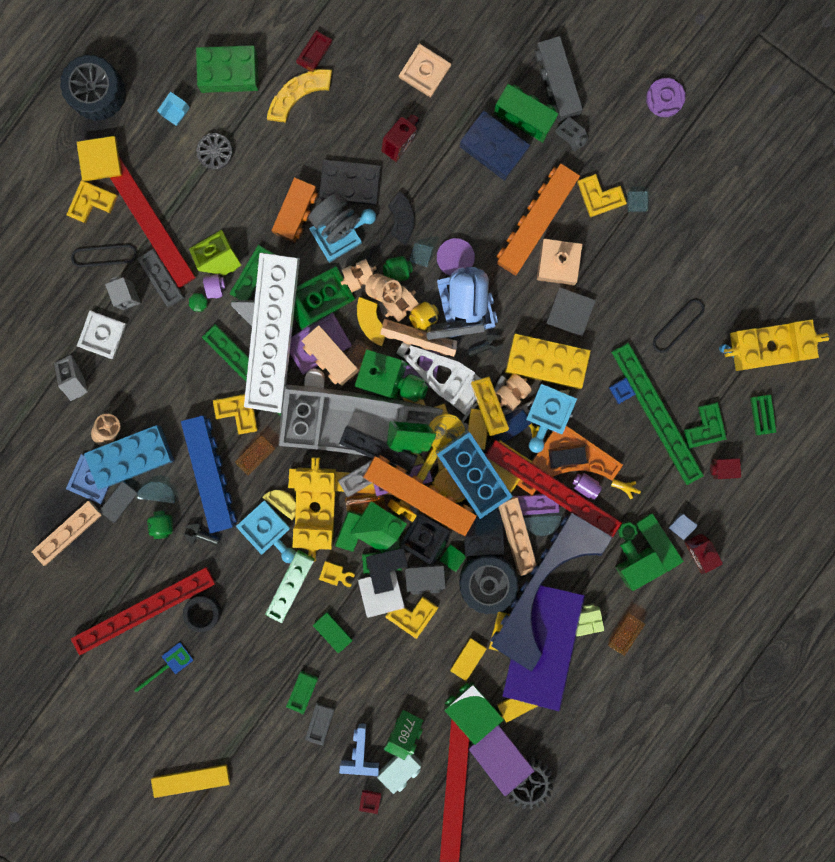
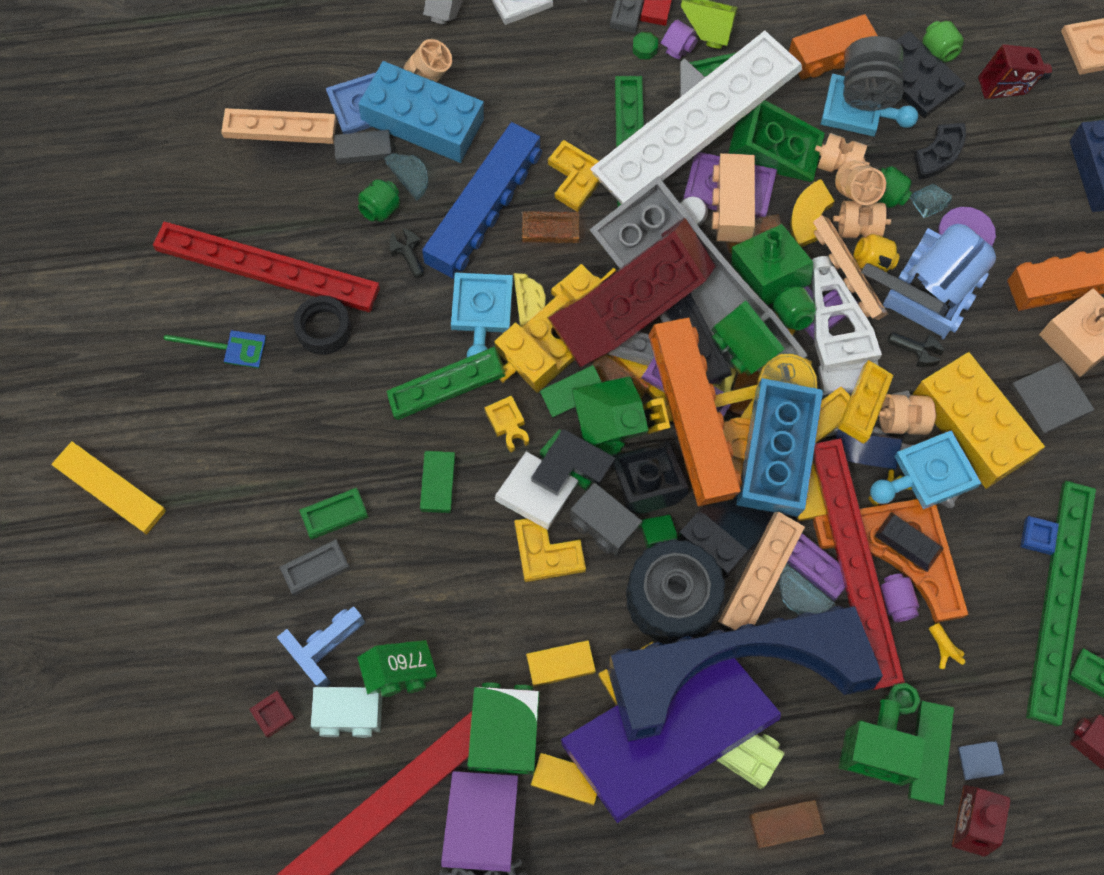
camera: 45 degrees right, 20 degrees down
(337, 459) = (633, 295): none -> dark red slope
(346, 149) = (943, 40): none -> bright green head

